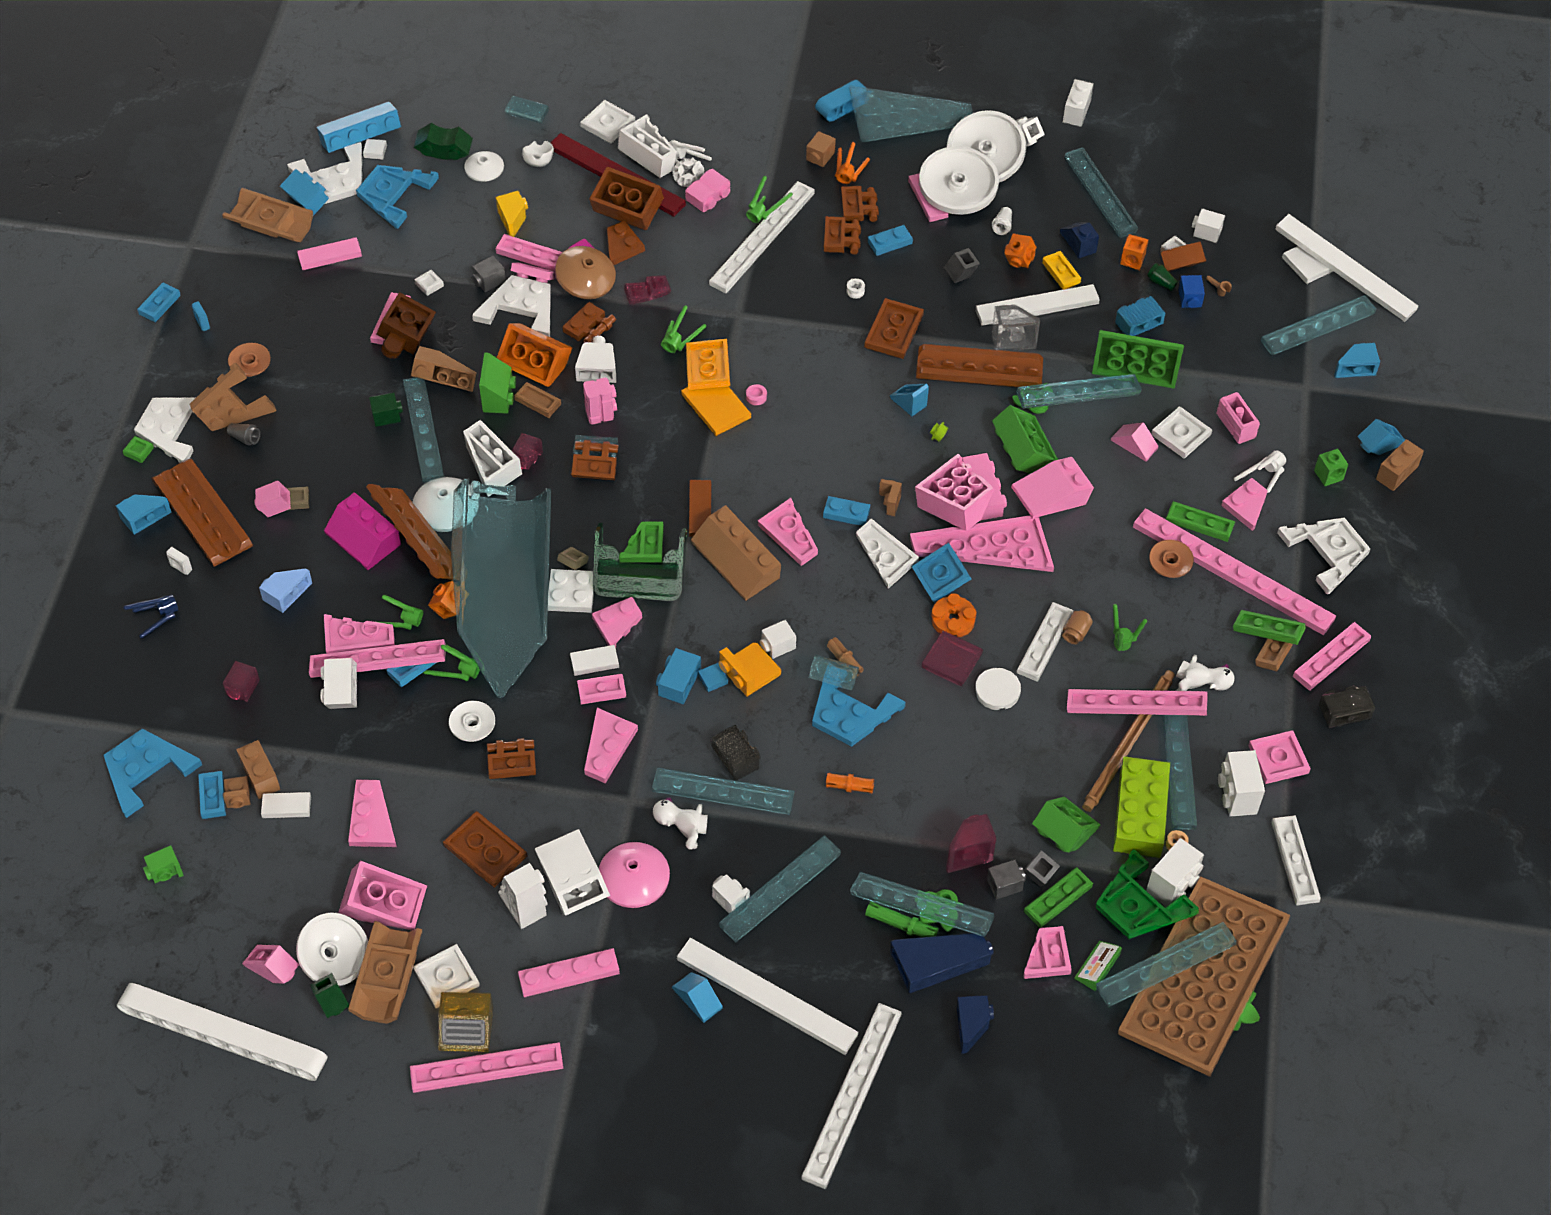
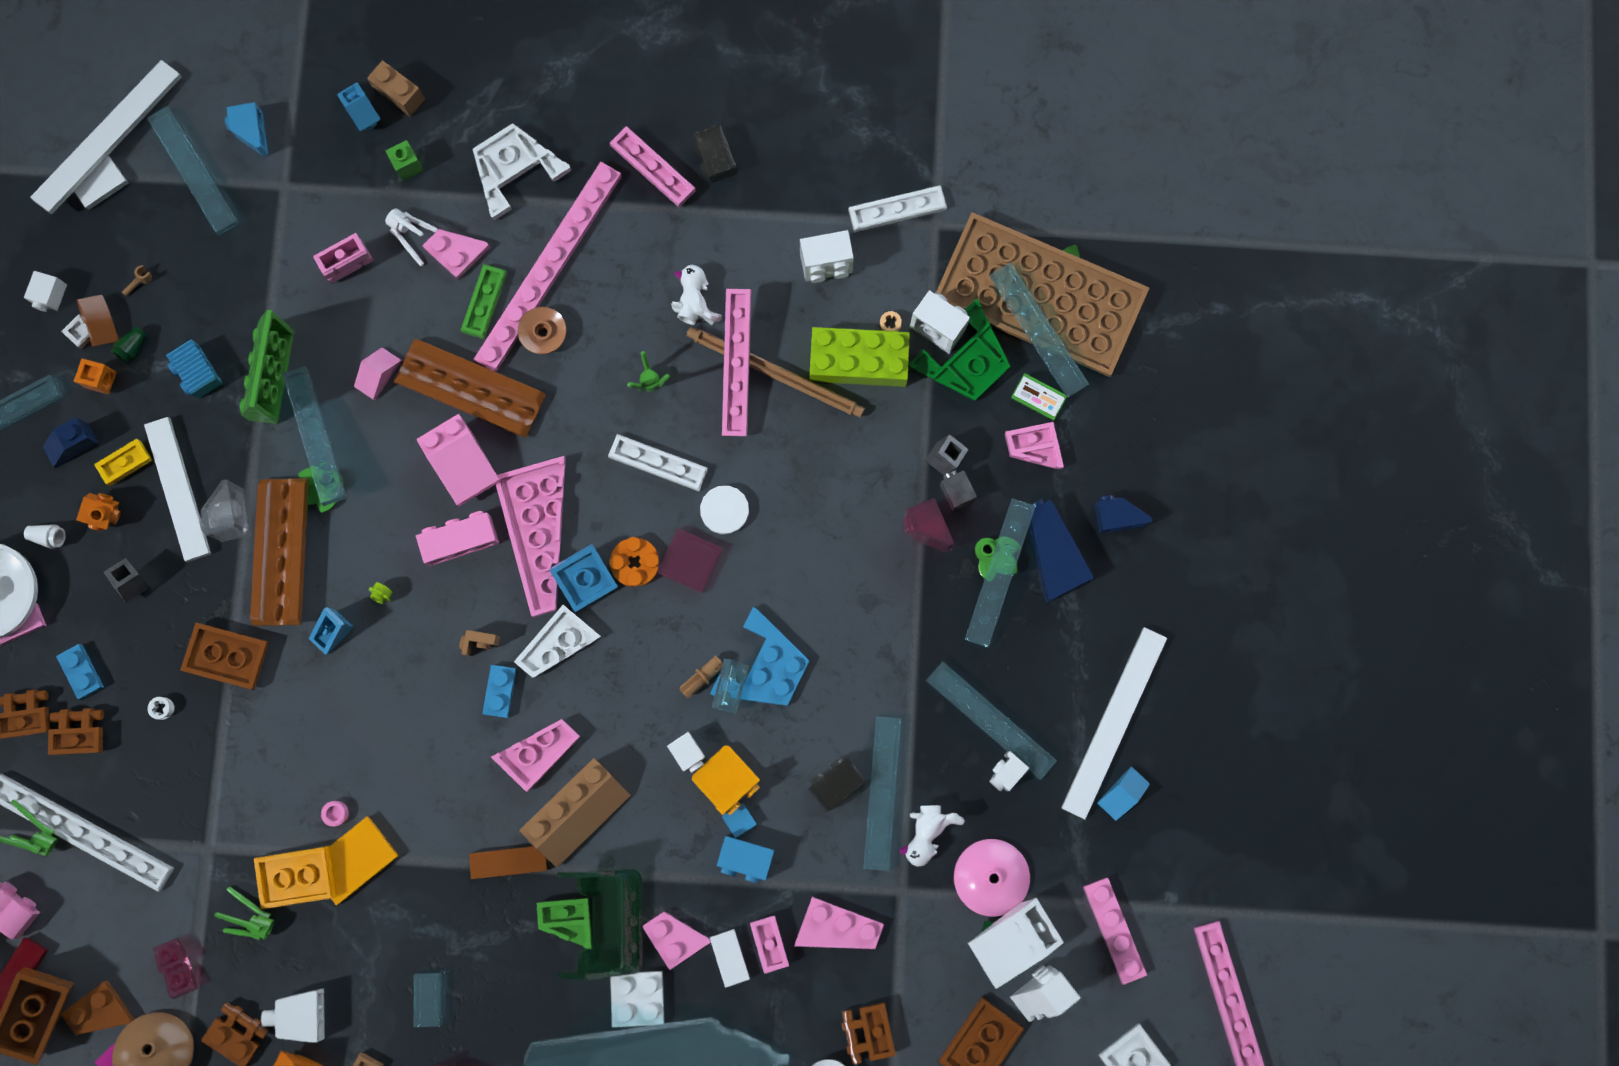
camera: 95 degrees left, 25 degrees up
(465, 1021) = (1188, 1031): clear yellow slope -> none
(573, 558) = (594, 1003): dark tan tile -> none
(595, 467) = (461, 997): dark orange plate -> none
(599, 400) = (366, 1003): bright pink brick -> none
(849, 783) = (860, 658): orange pin -> none
(851, 1096) = (1207, 628): white tile -> none
(898, 920) = (1017, 592): bright green pin -> none
(955, 494) = (477, 566): bright pink wedge -> none
(1023, 440) = (388, 494): bright green slope -> none
(1058, 897) = (979, 448): bright green tile -> none
(1065, 824) = (886, 432): bright green slope -> none
(1077, 627) = (639, 428): medium nougat brick -> none
(1118, 506) = (470, 388): none -> dark orange plate
(1180, 777) = (802, 320): clear light blue tile -> none
(1181, 432) = (362, 321): white plate -> none
(1191, 291) = (152, 311): blue brick -> none
(1269, 627) = (624, 228): bright green tile -> none
(1273, 654) = (650, 223): medium nougat plate -> none
(1280, 757) = (782, 221): bright pink plate -> none

